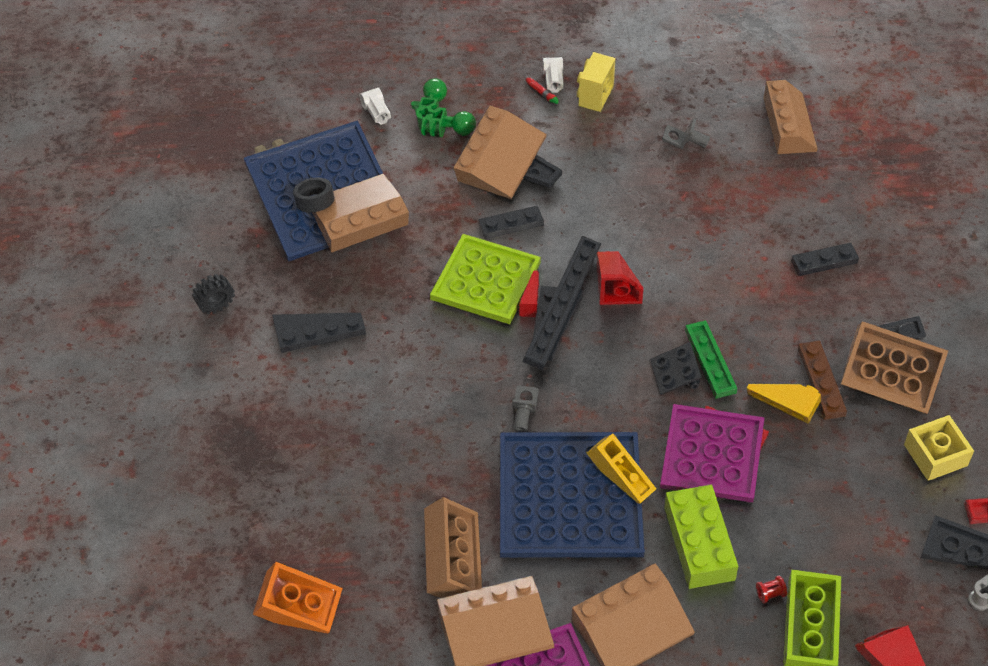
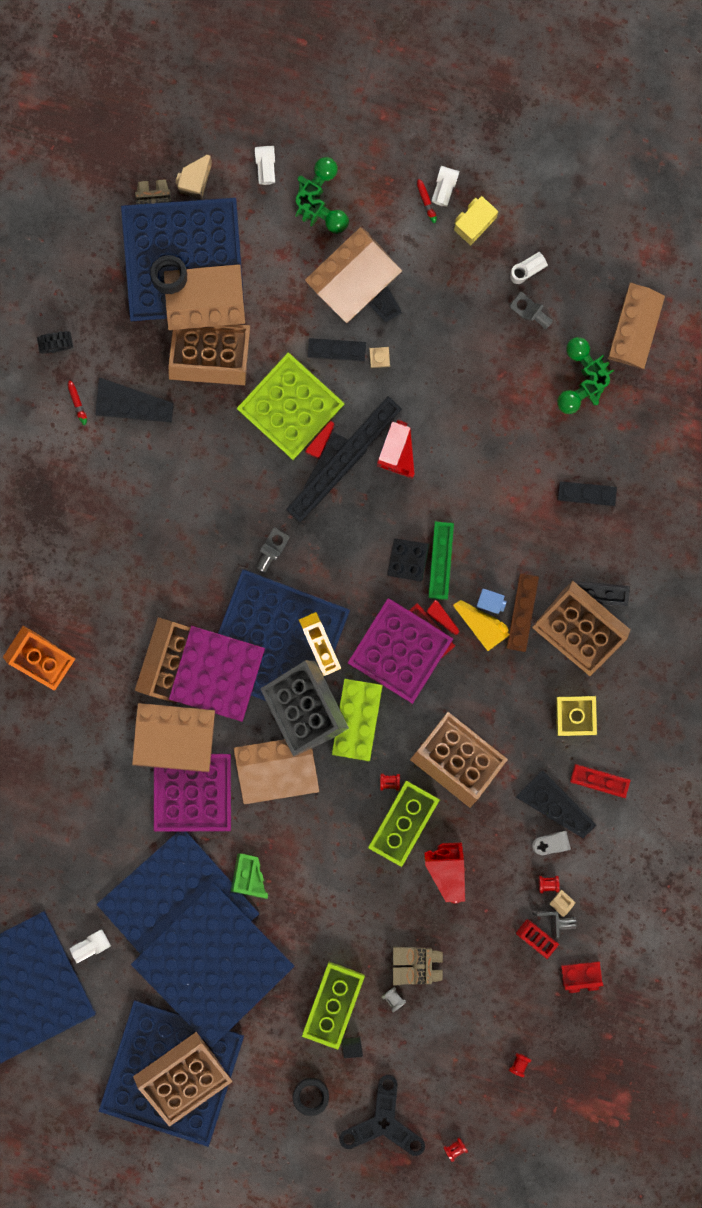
camera: 20 degrees right, 35 degrees up
(264, 354) = (77, 403): none -> red piece
(308, 119) = (194, 177): none -> tan slope
(383, 261) = (210, 354): none -> medium nougat slope
(517, 540) = (217, 673): none -> magenta plate
(557, 215) = (379, 357): none -> tan plate
(636, 533) = (304, 707): none -> dark grey slope
(663, 107) = (528, 267): none -> white piece
(738, 404) = (439, 614): none -> red slope
(773, 162) = (570, 401): none -> green piece
(784, 373) = (491, 601): none -> medium blue brick
(836, 540) = (458, 759): none -> medium nougat slope

